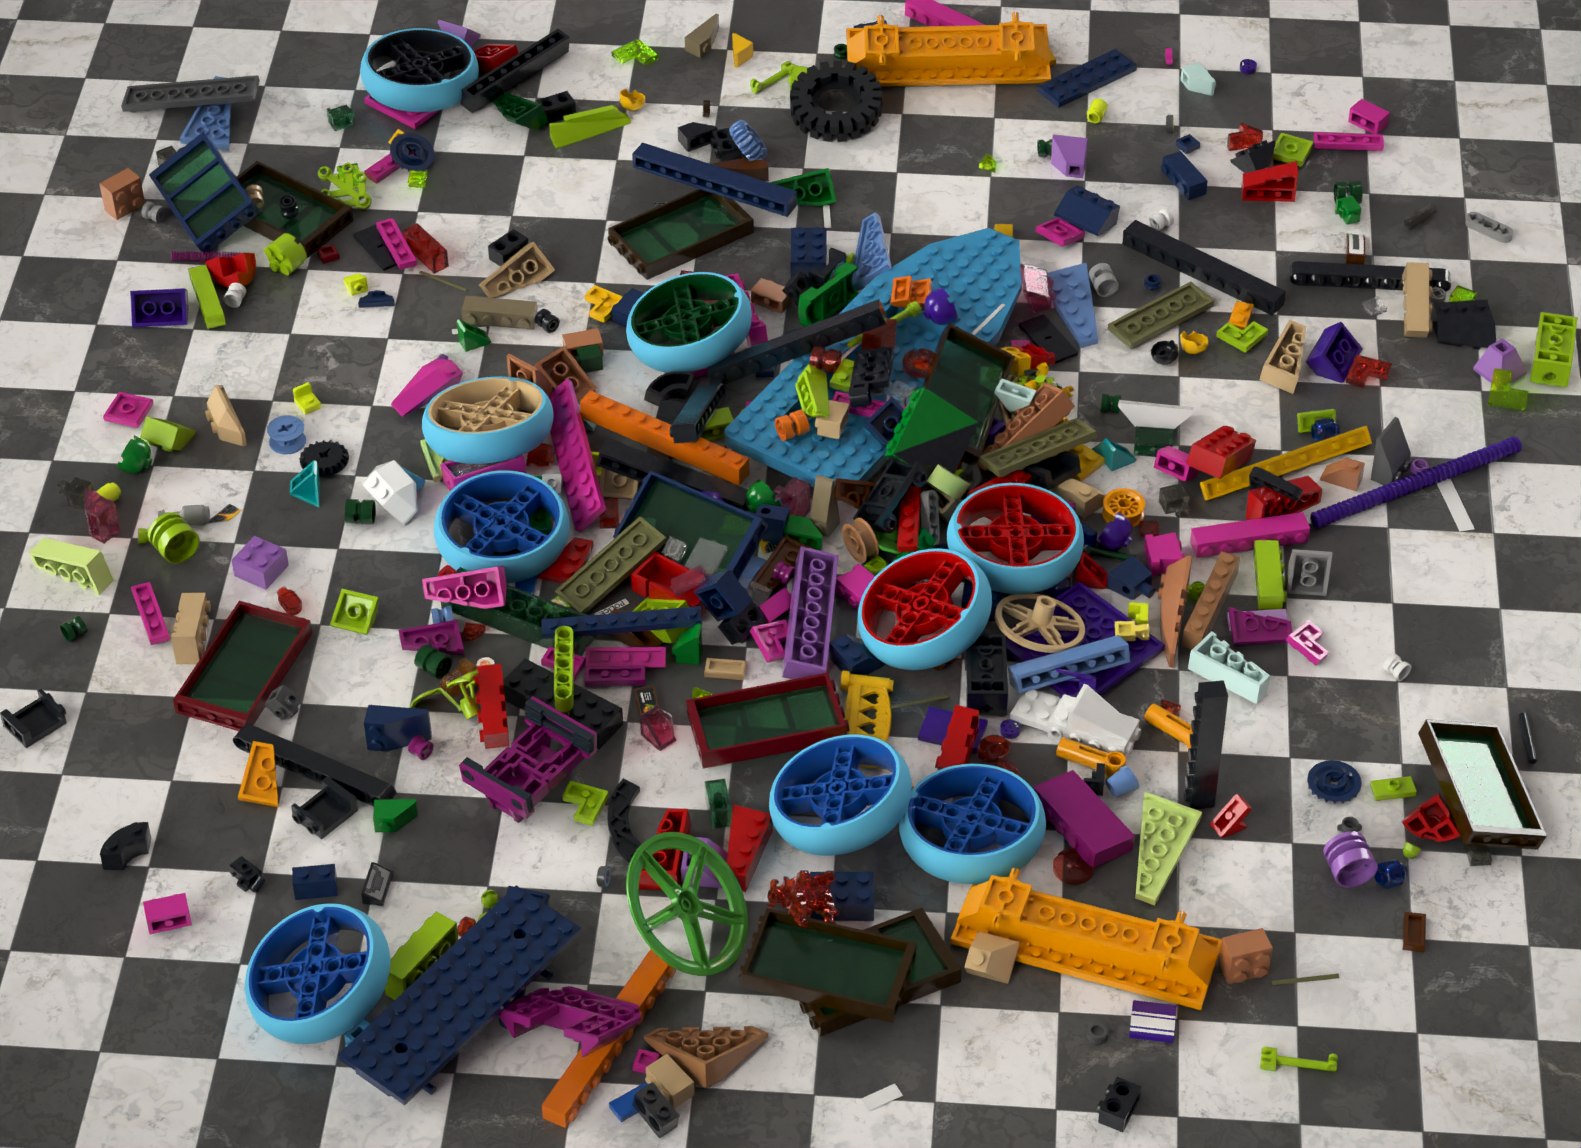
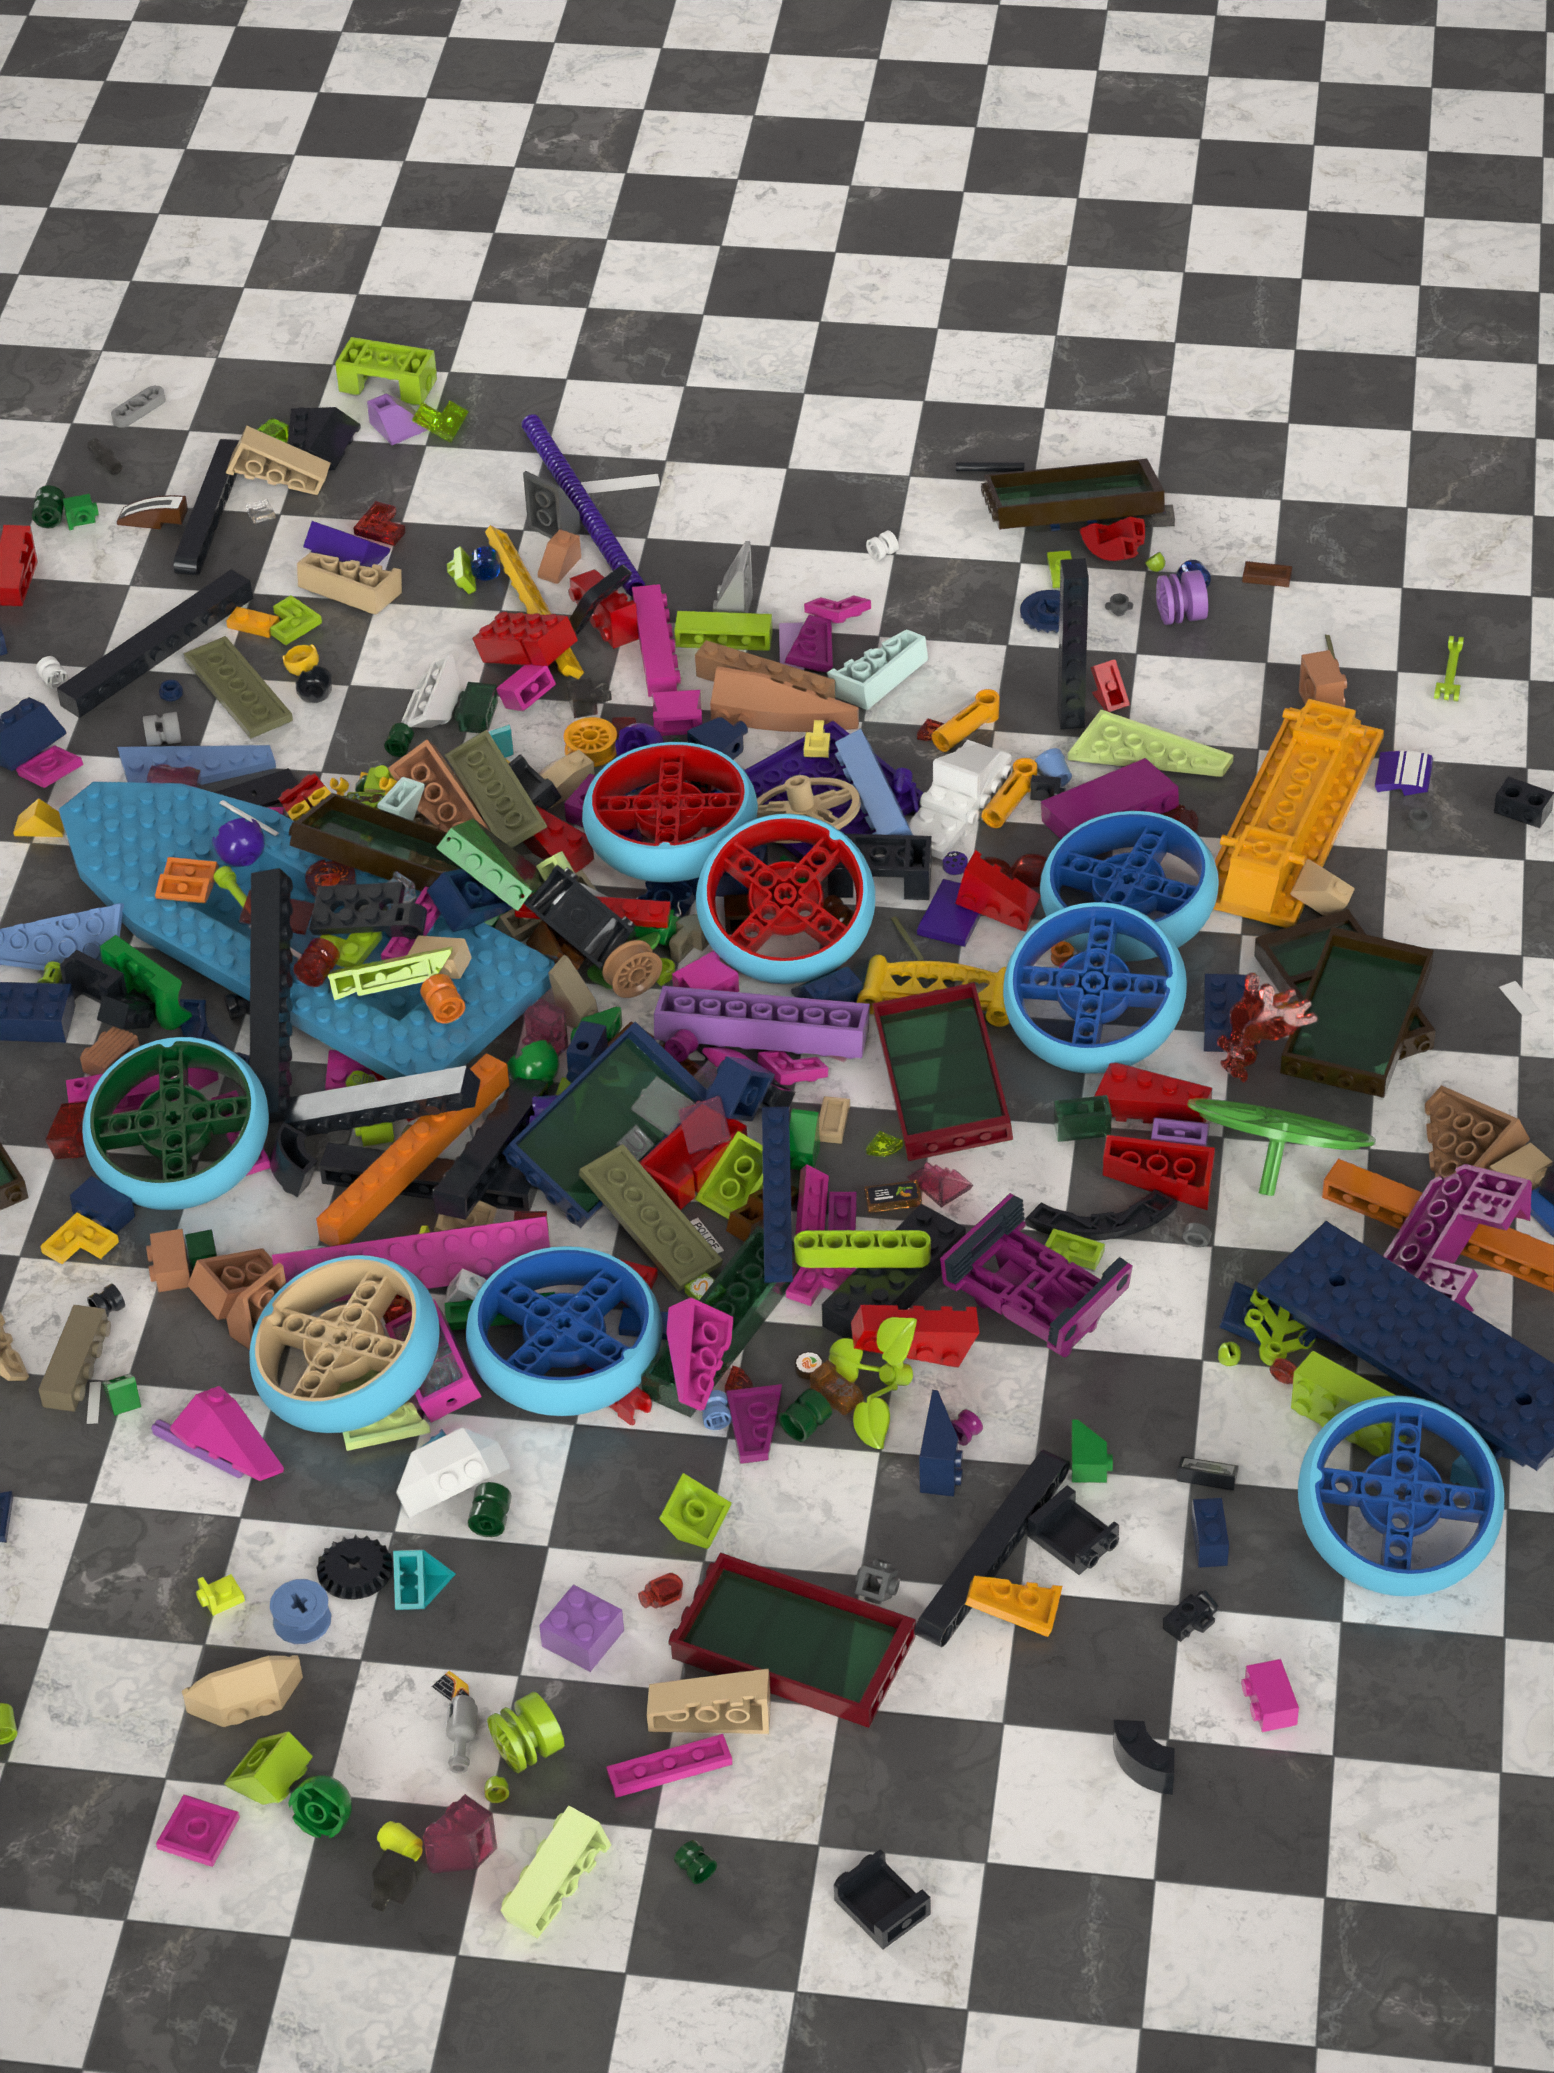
camera: 85 degrees left, 0 degrees up
(1139, 612) = (781, 736): neon yellow bracket -> none

